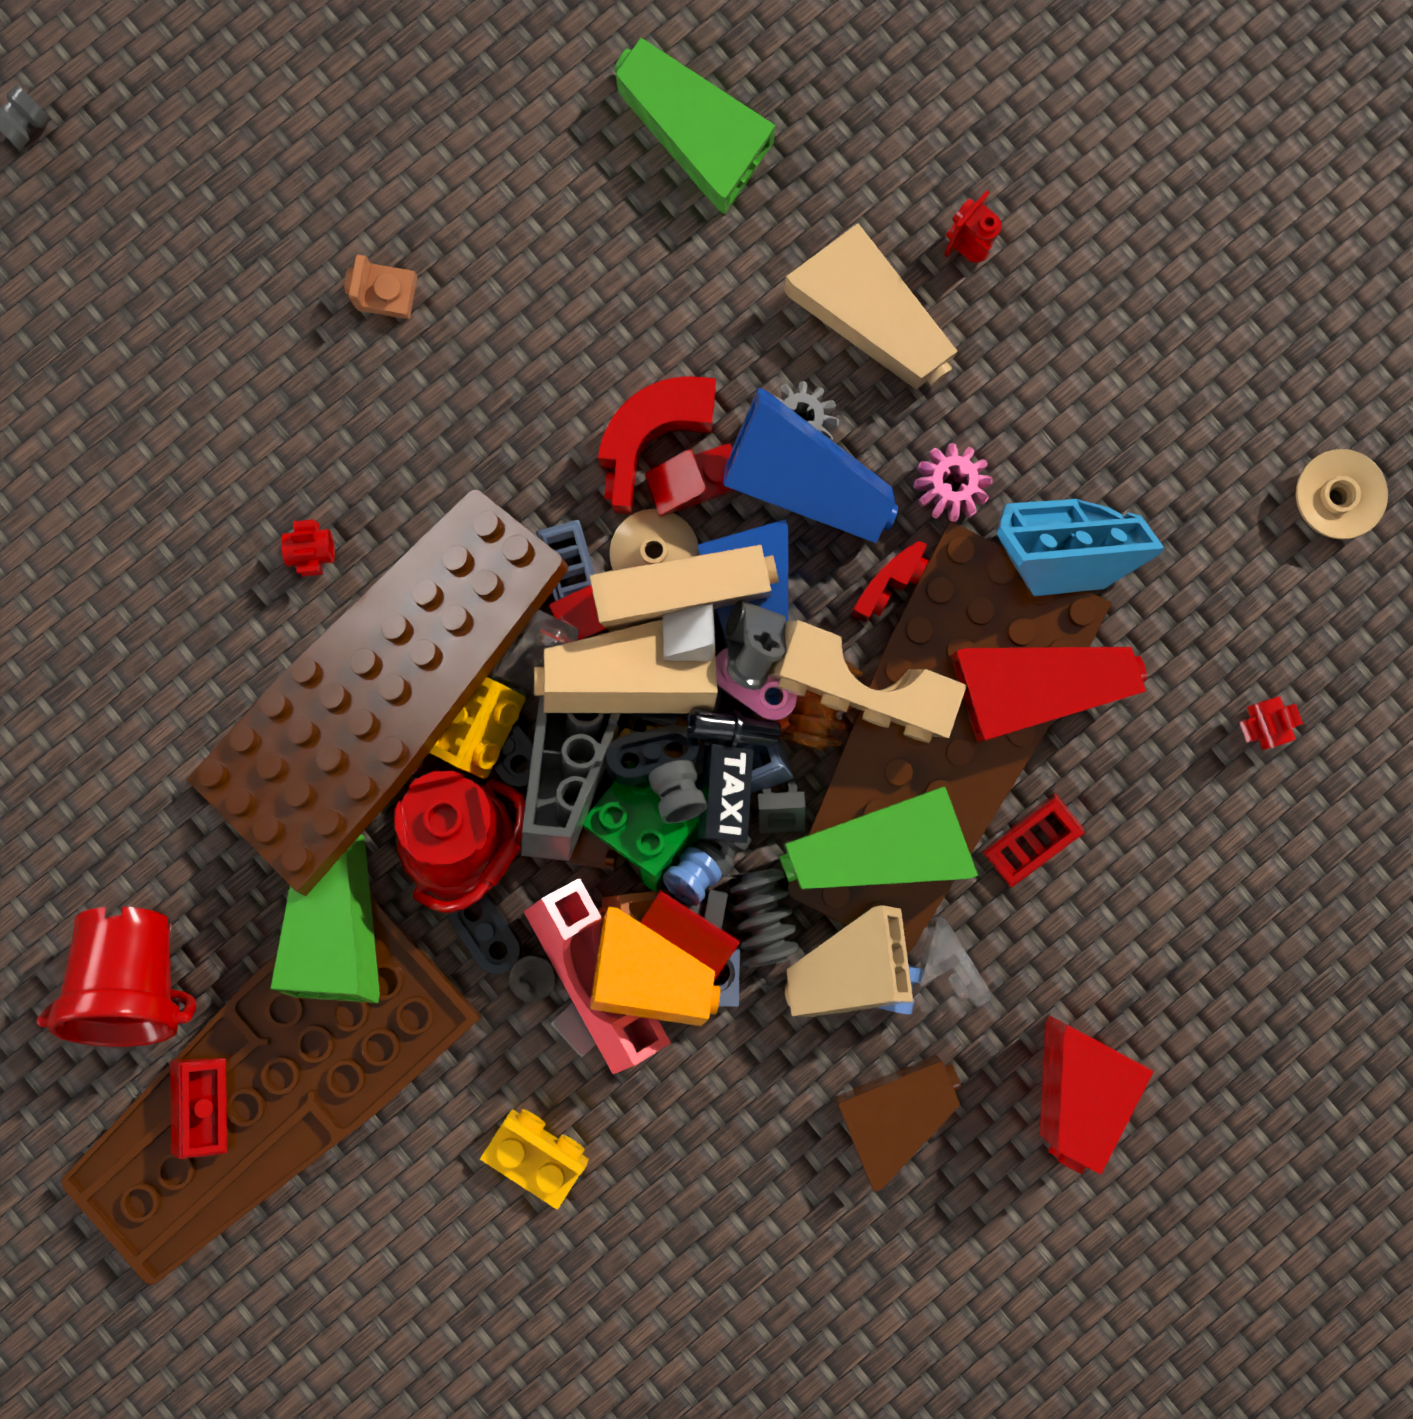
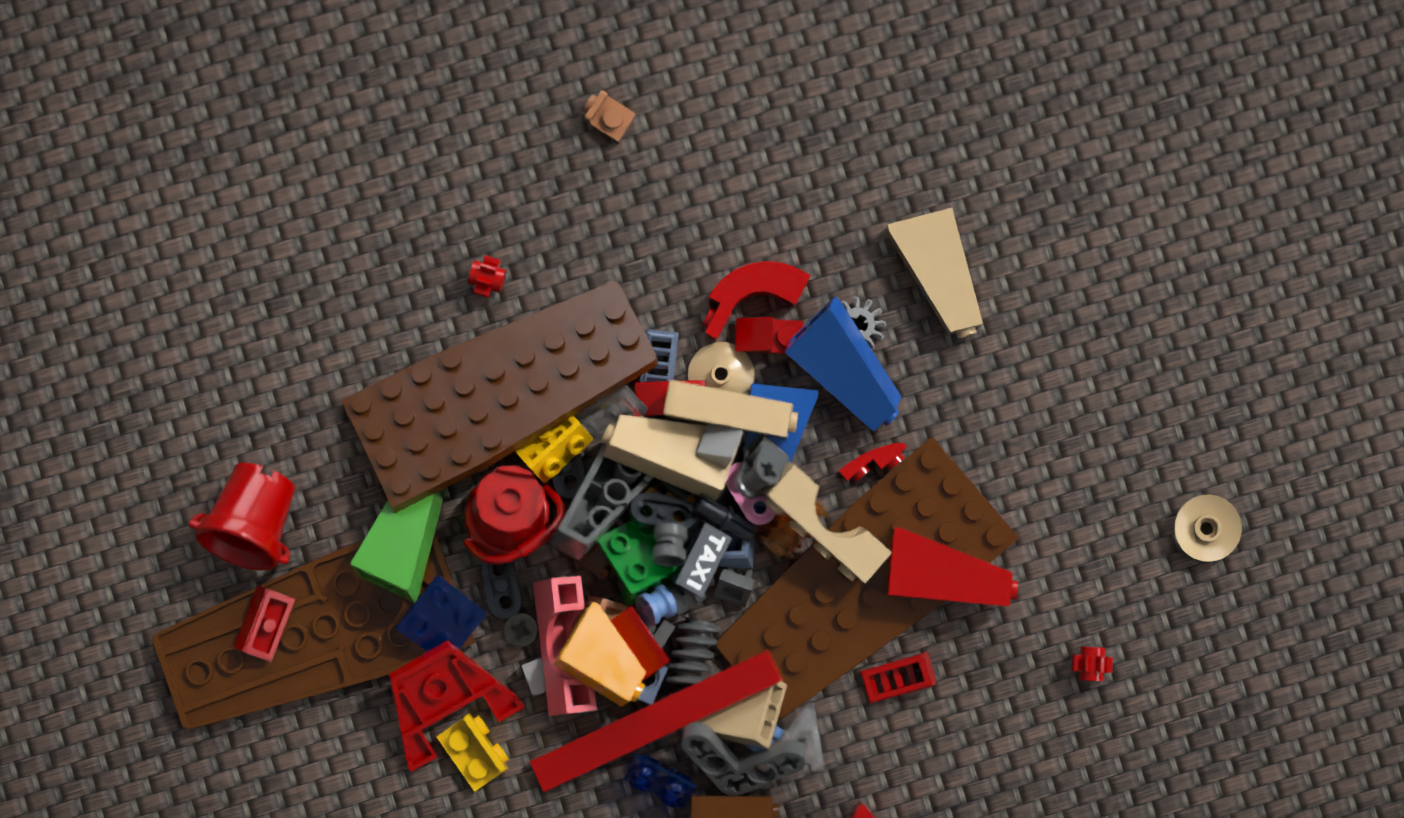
camera: 25 degrees right, 0 degrees up
(423, 1009) = (441, 616): none -> clear blue hinge
(452, 1099) = (437, 687): none -> red wing
(695, 121) = (872, 91): bright green slope -> none
(755, 1023) = (656, 720): none -> red tile
(810, 1104) = (671, 788): none -> clear blue hinge
(887, 846) = (795, 638): bright green slope -> none
(889, 1048) = (737, 775): none -> dark grey beam
(963, 471) = (954, 406): bright pink gear -> none
(973, 230) = (1028, 245): red hinge -> none
(1074, 544) = (1006, 486): dark azure wedge -> none

